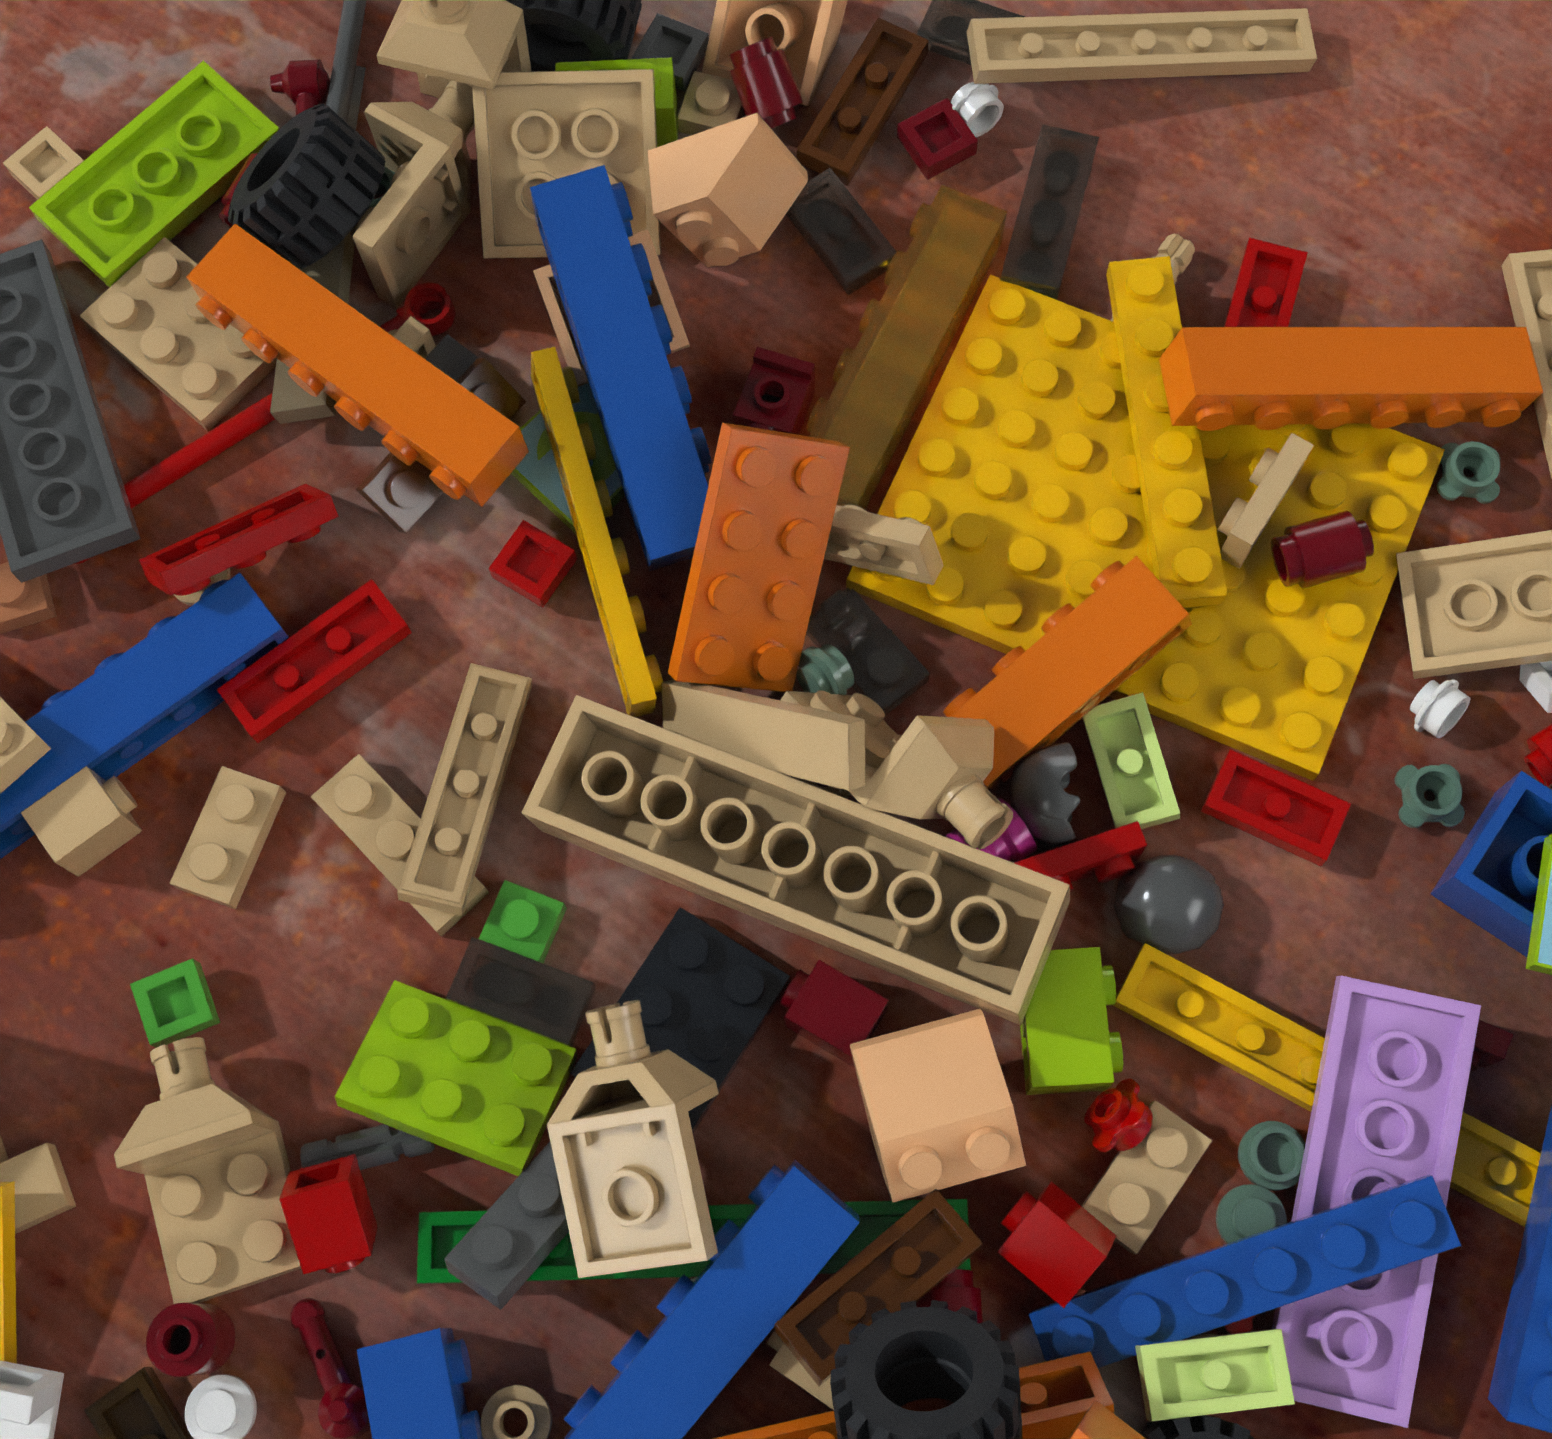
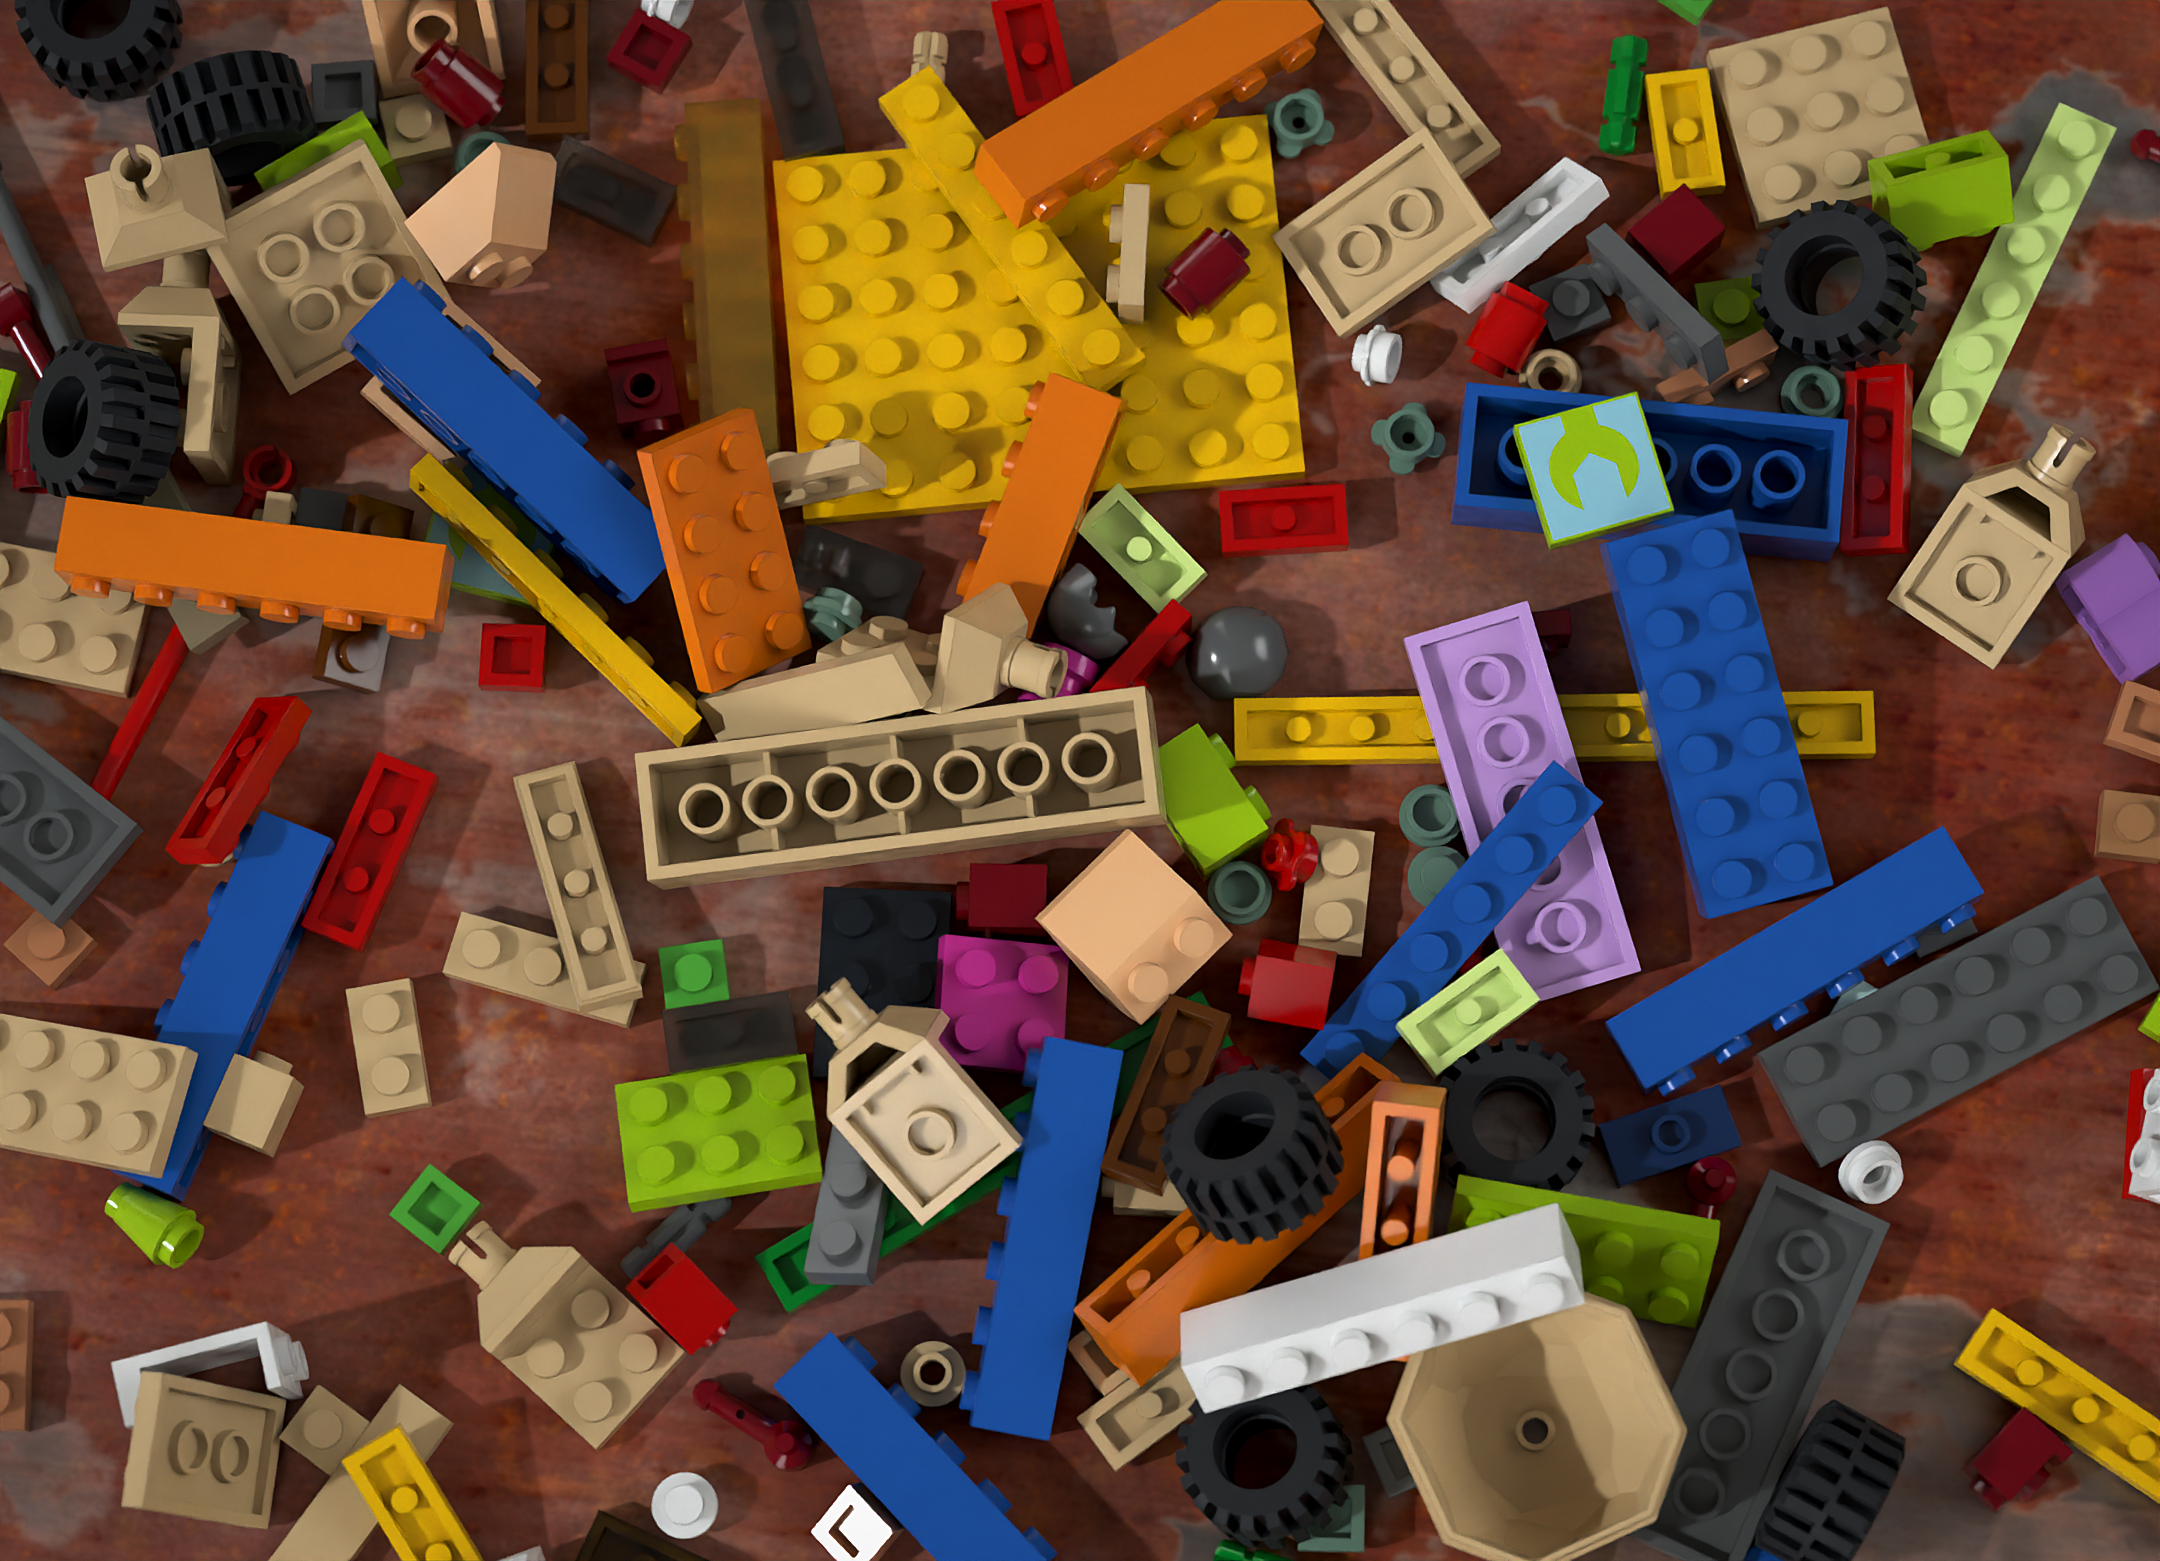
camera: 30 degrees left, 5 degrees up
(210, 1342) = (643, 1474): dark red brick -> none
(775, 1101) = (999, 999): none -> dark pink plate
(1053, 1126) = (1239, 893): none -> sand green plate

